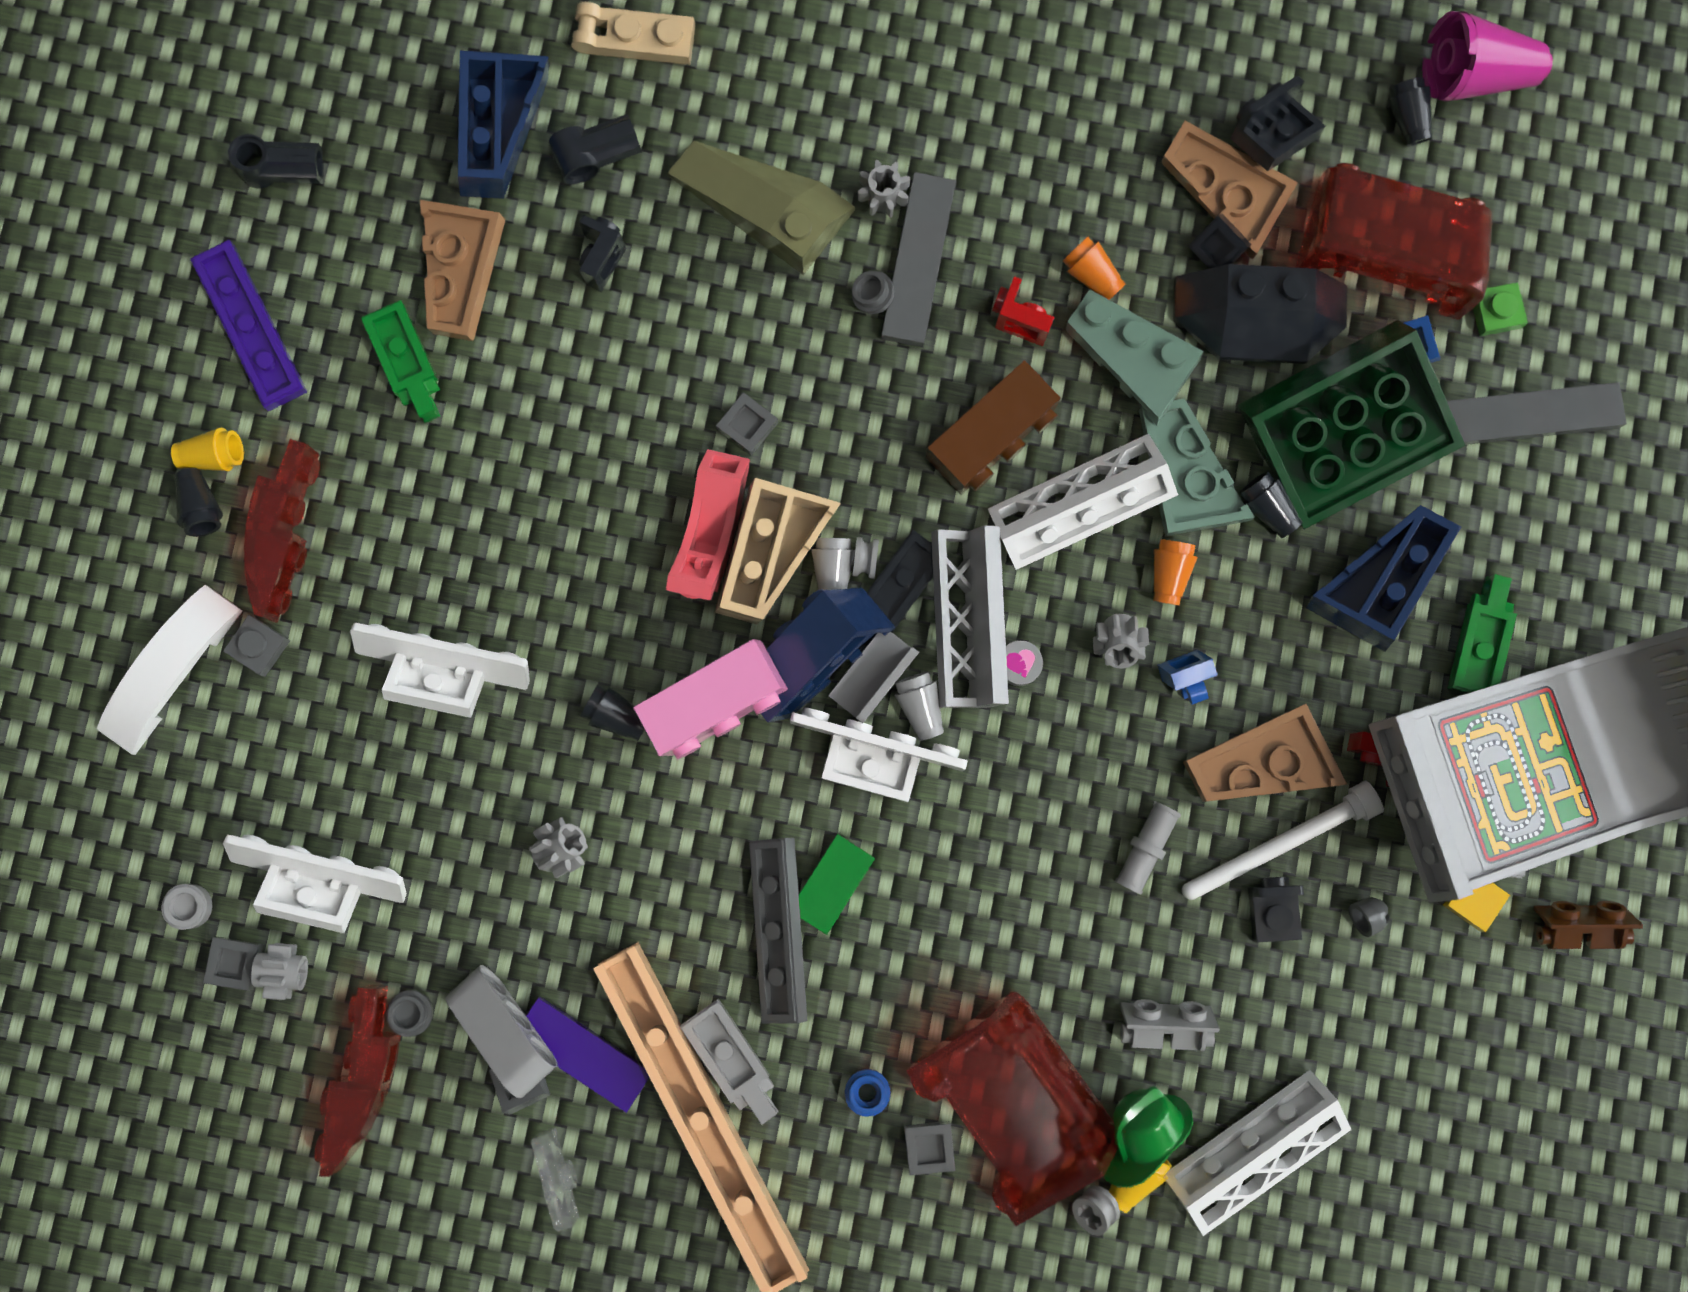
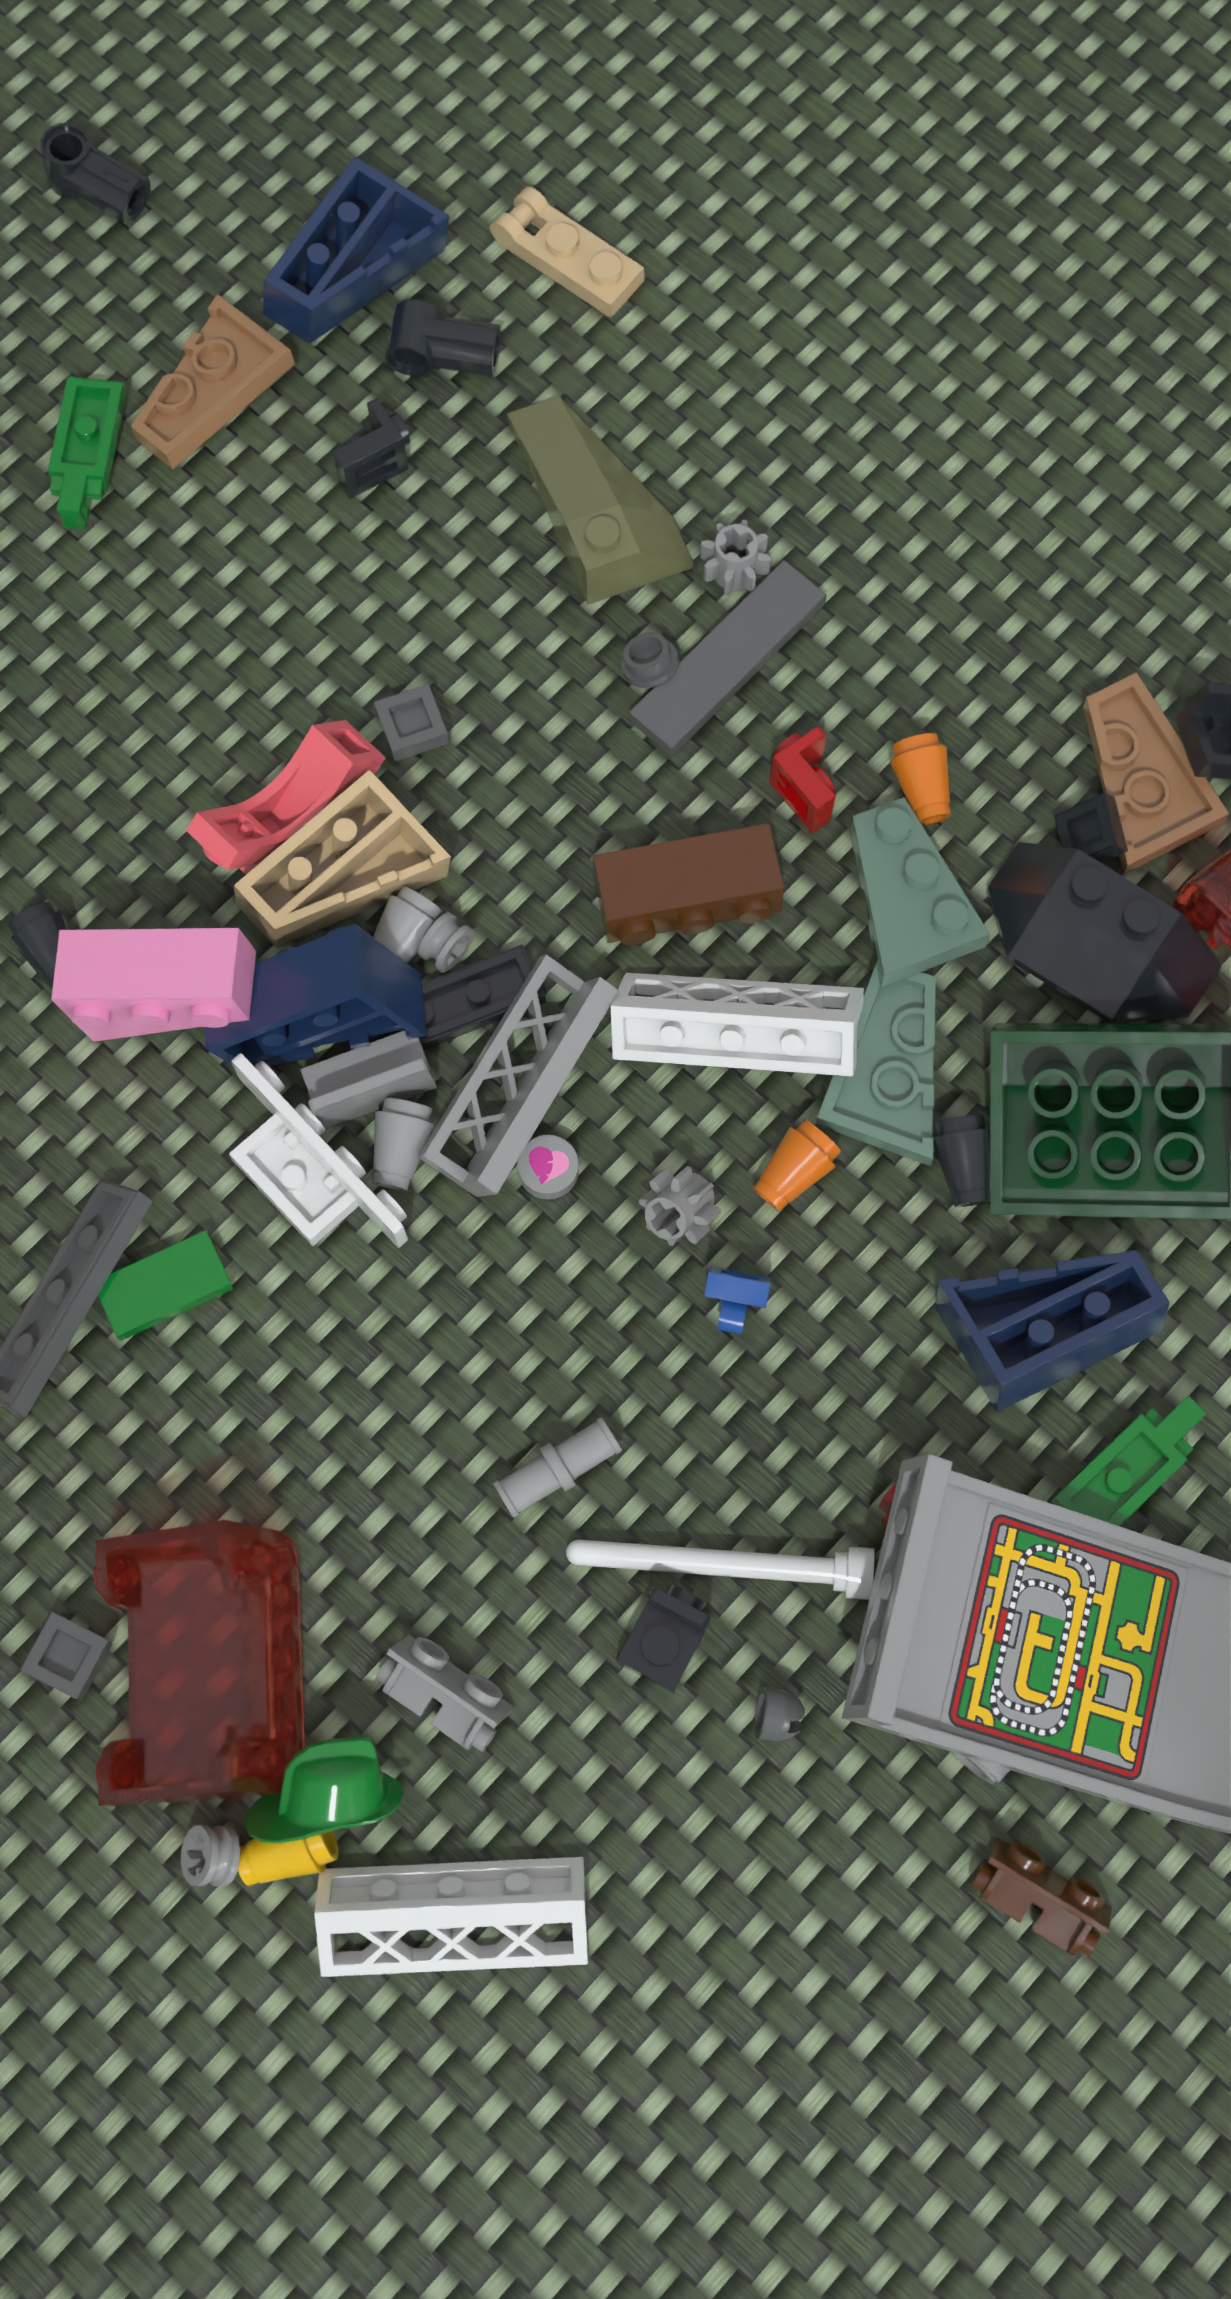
camera: 35 degrees right, 10 degrees down
(867, 1107) = (26, 1535): blue plate -> none
(1266, 760) = (768, 1451): medium nougat wing -> none
(1481, 907) = (923, 1782): yellow tile -> none

